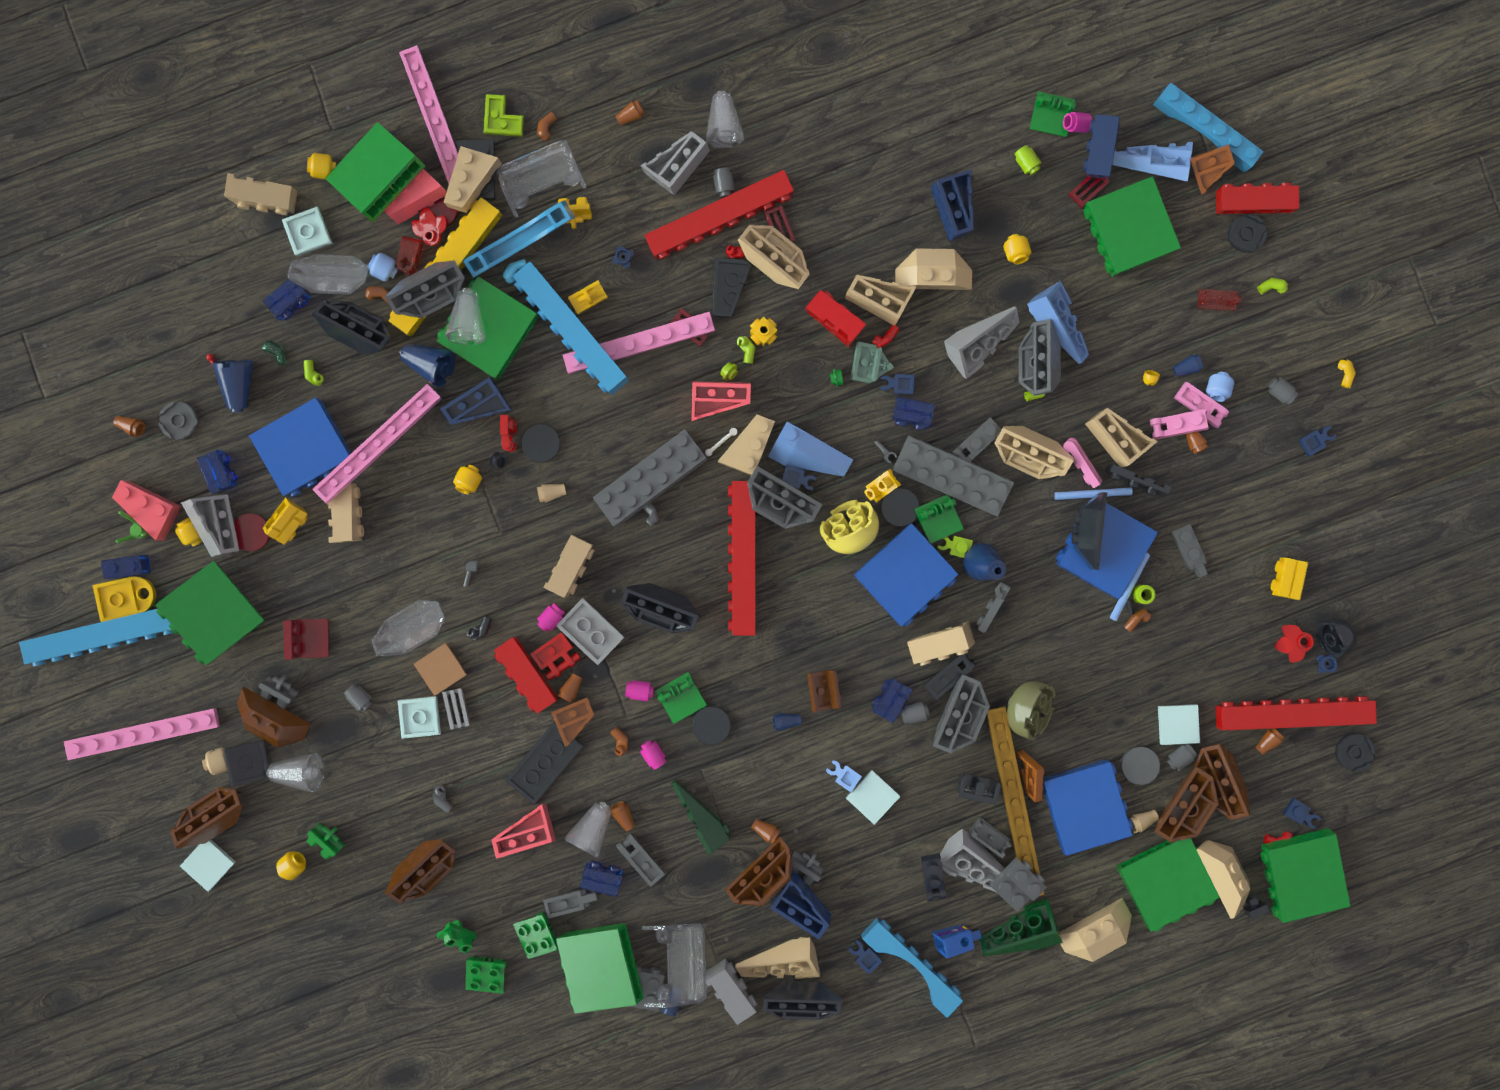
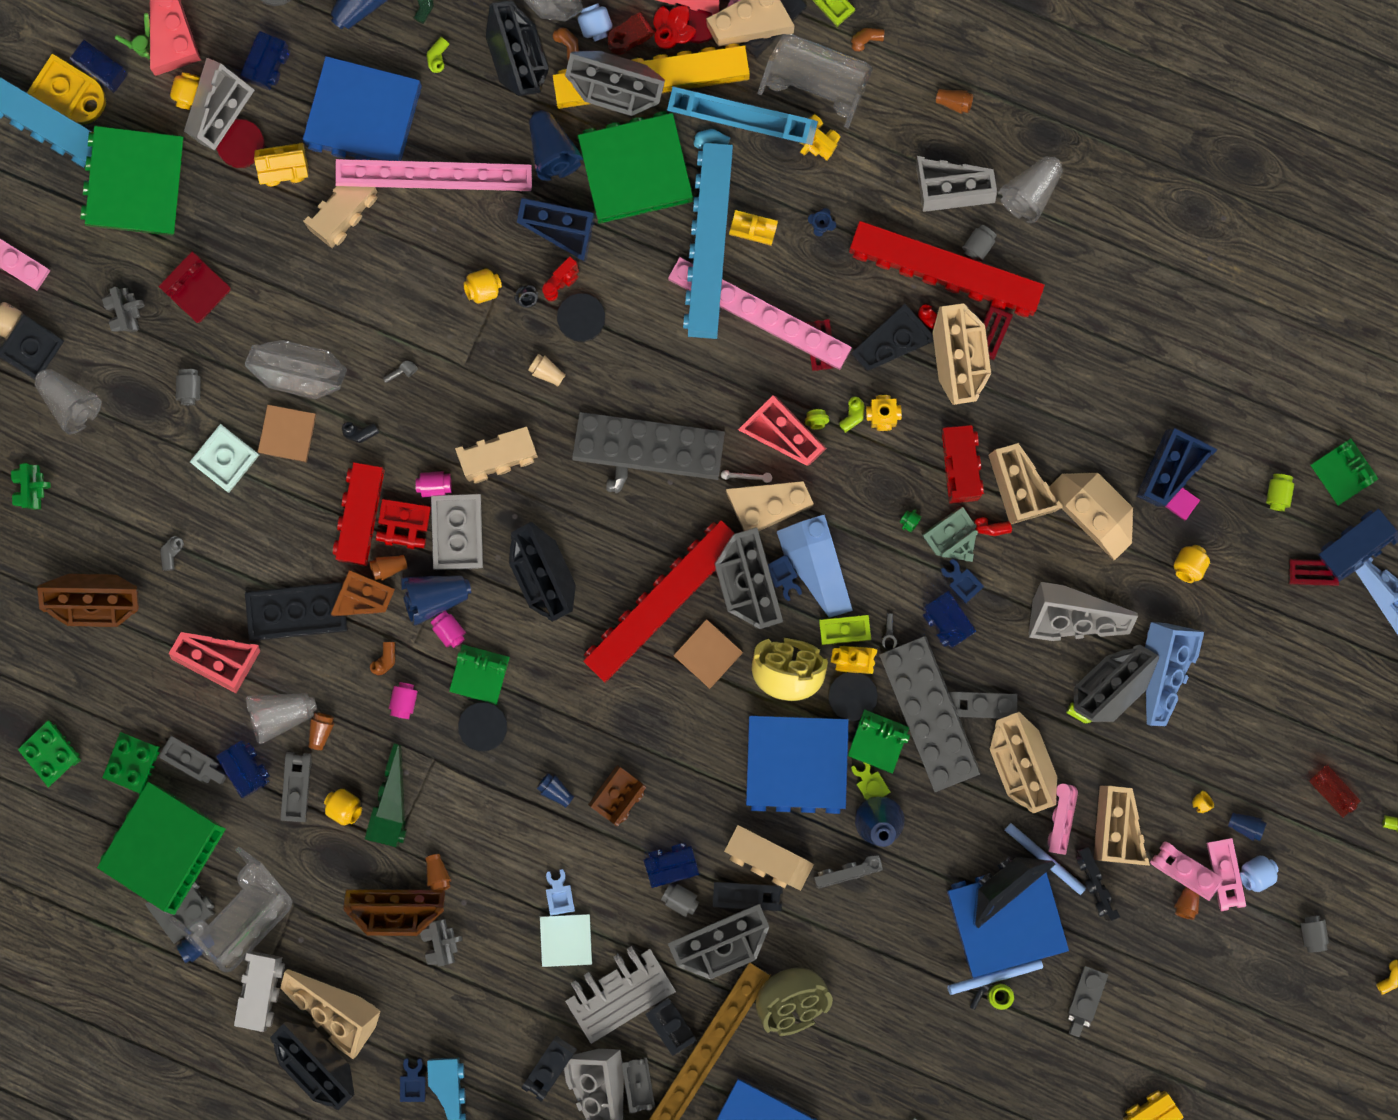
camera: 50 degrees right, 5 degrees down
(270, 720) = (88, 330): reddish brown wedge -> none
(449, 711) = (258, 477): light grey tile -> none
(456, 935) = (61, 691): green hips -> none
(466, 319) = (623, 141): clear cone -> none
(612, 680) = (433, 595): none -> dark blue cone
(677, 845) = (343, 807): none -> yellow head
(797, 562) = (708, 654): none -> medium nougat tile
(801, 906) = (401, 974): dark blue wedge -> none
(860, 474) = (845, 630): none -> lime plate
(934, 797) = (621, 996): none -> light grey hinge
(980, 220) = (1183, 504): none -> dark pink tile
(1032, 776) = (731, 1065): dark orange wing -> none
(1077, 122) = (1359, 500): dark pink brick -> none
(1131, 226) = (1317, 645): green brick -> none
(1136, 618) = (973, 1013): dark orange arm -> none
(1314, 441) = (1299, 1012): dark blue plate -> none

